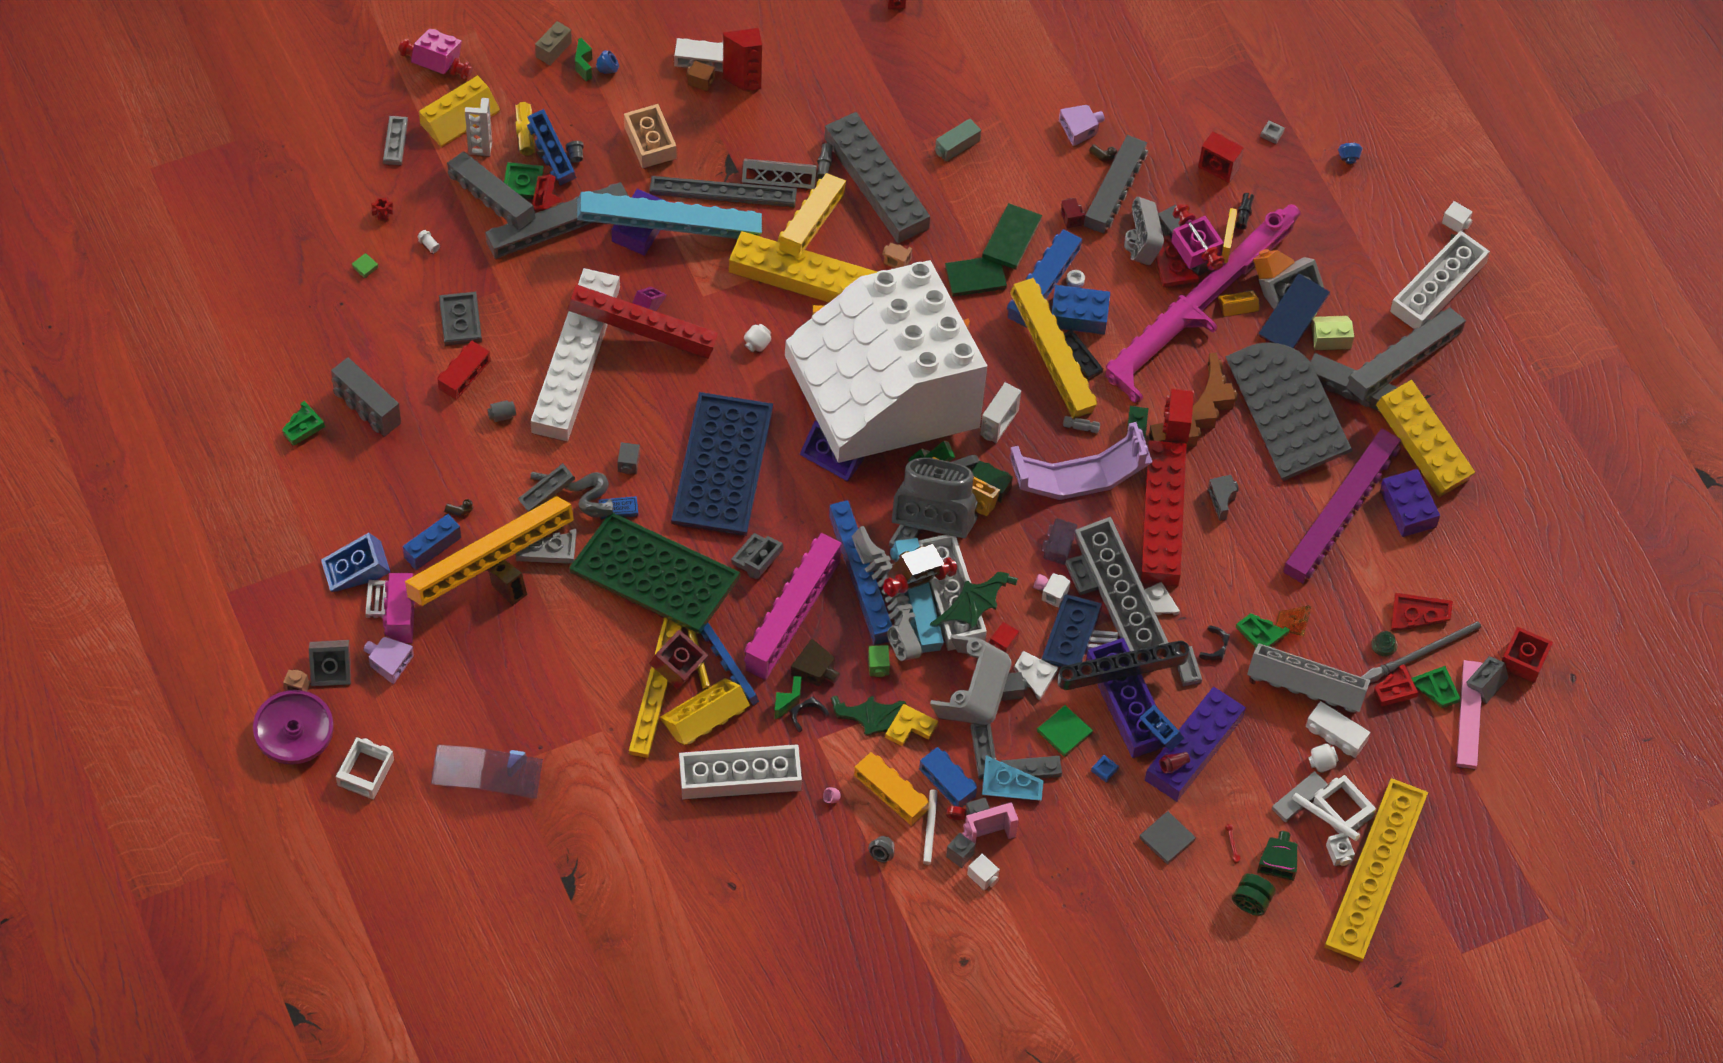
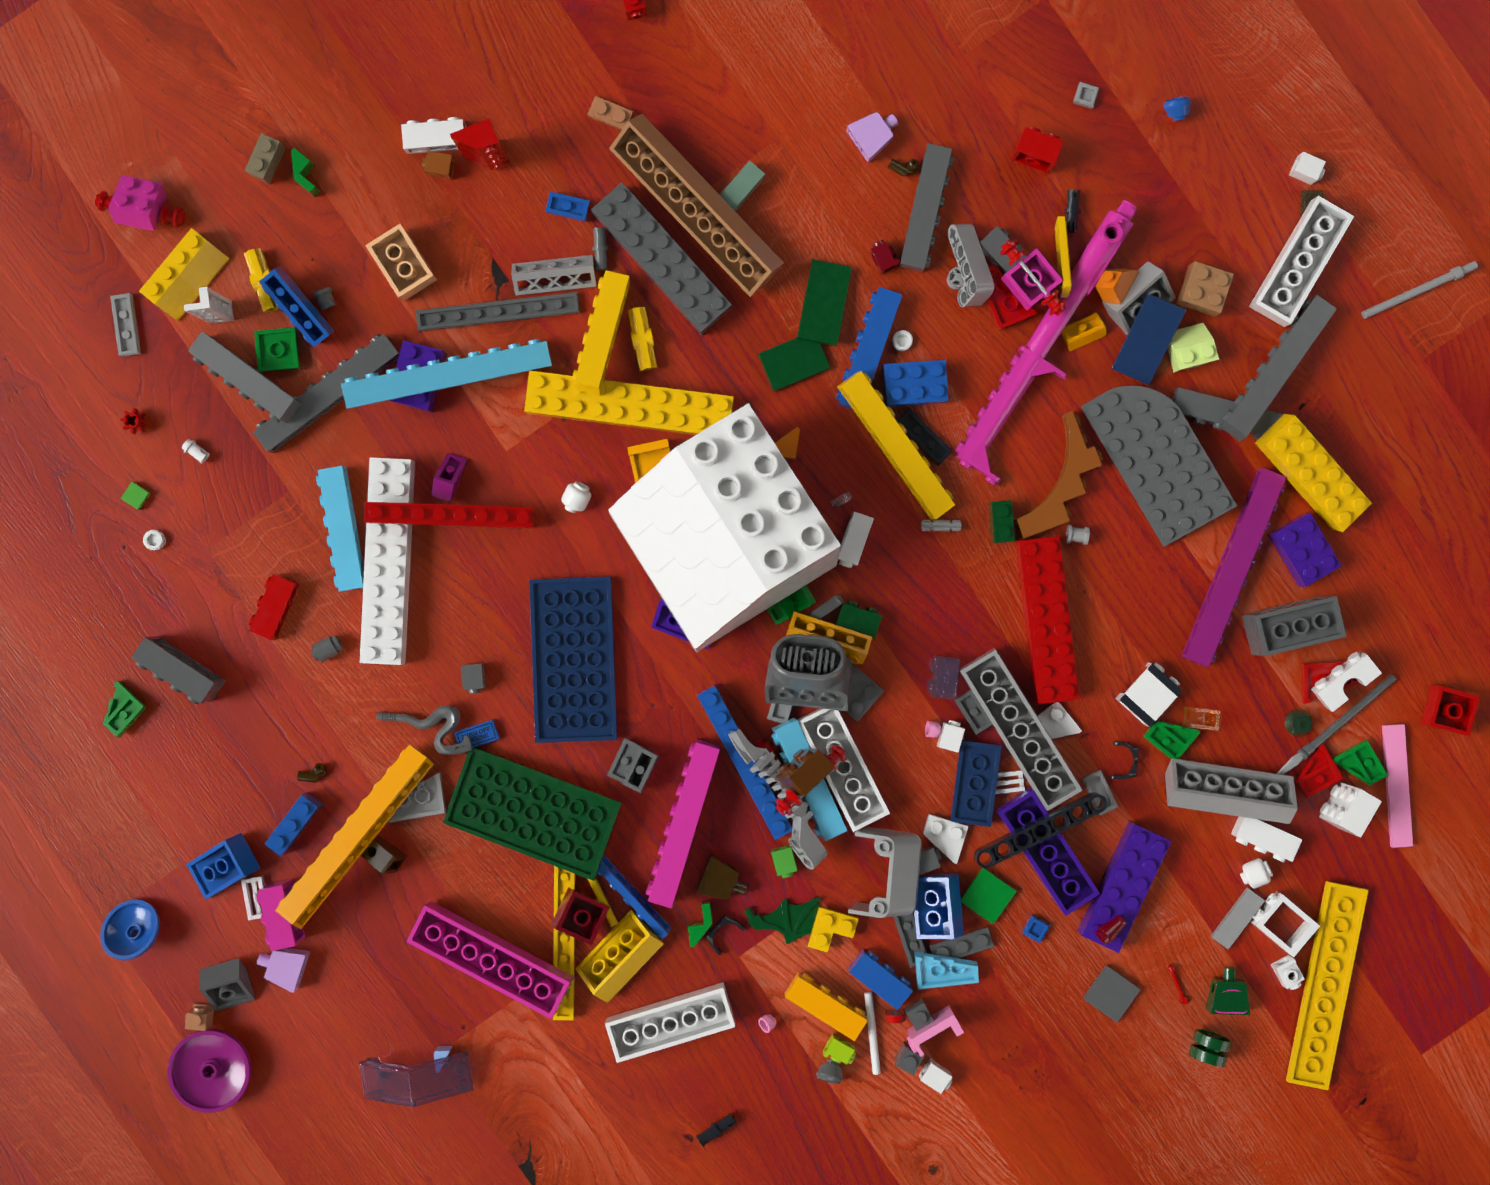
camera: 10 degrees left, 30 degrees up
(256, 595) = (123, 923): none -> blue dish
(360, 785) = (290, 1116): white window -> none
(370, 302) = (154, 540): none -> white tile
(460, 318) = (254, 539): dark grey tile -> none
(542, 322) = (342, 528): none -> medium azure brick
(543, 194) = (304, 373): red slope -> none
(547, 488) = (397, 735): dark grey plate -> none
(585, 682) = (490, 959): none -> dark pink brick
(607, 63) = (332, 171): blue cone -> none
(761, 878) = (716, 1129): none -> black pin
(804, 126) = (567, 206): none -> blue plate
(845, 232) = (642, 338): none -> yellow piece
(857, 69) = (609, 113): none -> nougat plate
(896, 830) = (839, 1050): none -> lime brick
(897, 255) = (704, 357): nougat brick -> none
(916, 141) = (695, 205): none -> medium nougat brick
(975, 600) = (872, 782): dark green animal -> none
(978, 543) = (862, 694): none -> dark grey plate
(994, 385) = (841, 500): none -> clear tile
(1005, 637) = (907, 808): red brick -> none
(1016, 725) = (939, 907): none -> blue slope
(1083, 474) = (952, 590): lavender panel -> none
(1162, 728) = (1093, 899): blue brick -> none
(1178, 415) = (1048, 512): red brick -> none
(1204, 453) = (1077, 534): none -> light grey bush
(1222, 492) = (1104, 581): dark grey arch -> none
(1246, 590) = (1150, 694): none -> white panel
(1326, 817) = (1270, 946): white bar -> none
(1351, 287) = (1204, 289): none -> medium nougat brick
(1388, 552) = (1294, 625): none -> dark grey brick
(1417, 708) = (1349, 809): none -> white brick
(1444, 599) = (1330, 689): none -> white arch
(1488, 678) = (1412, 743): dark grey panel -> none
(1579, 320) = (1454, 274): none -> light grey bar

